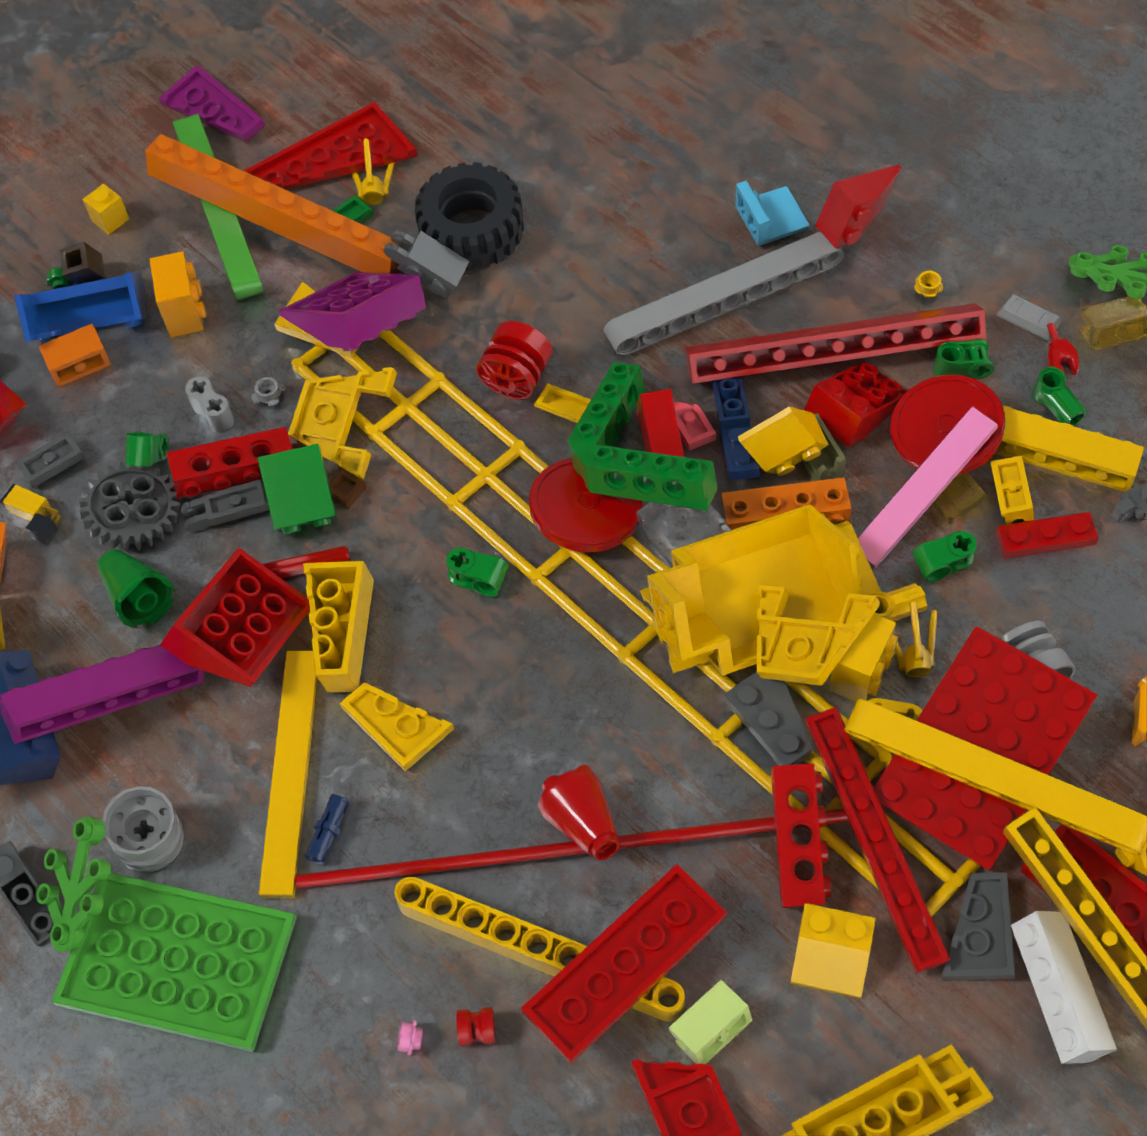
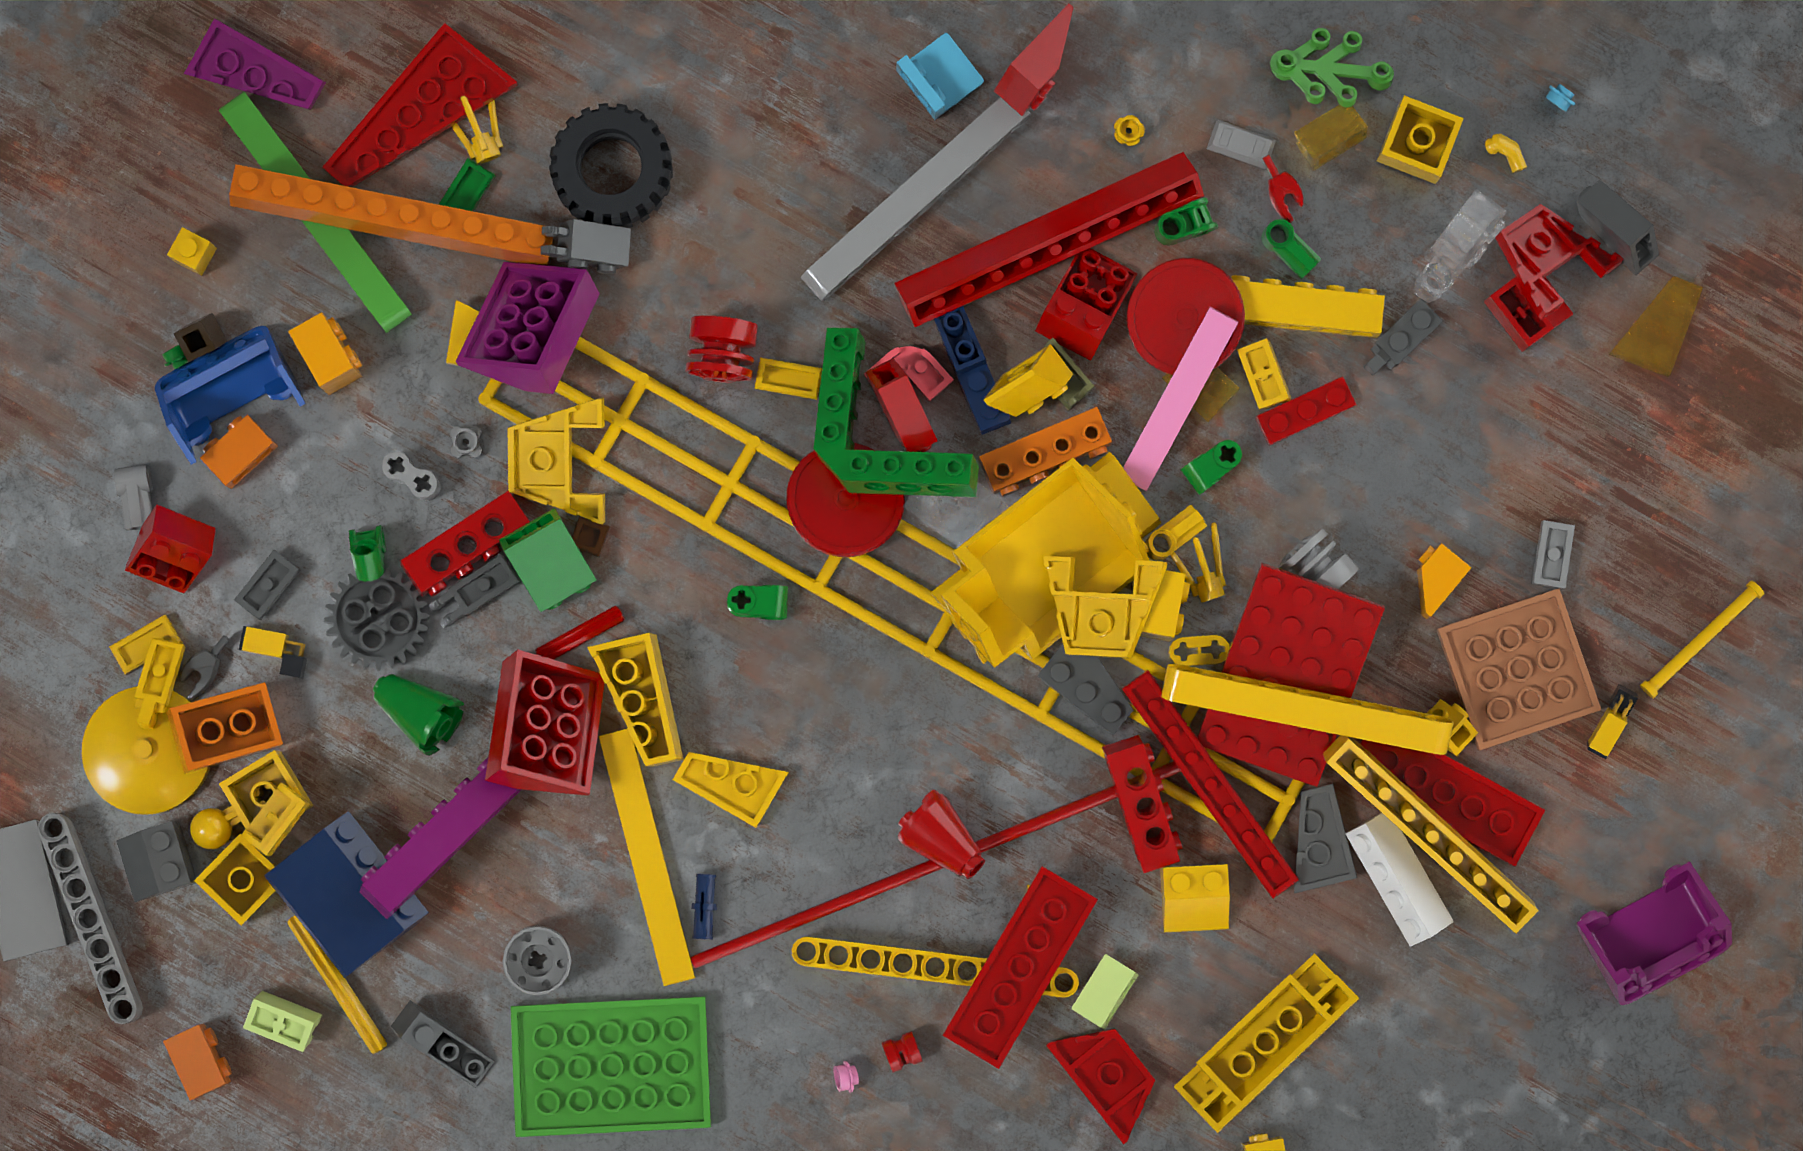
camera: 25 degrees left, 25 degrees up
(68, 924) = (505, 1074): bright green plant -> none

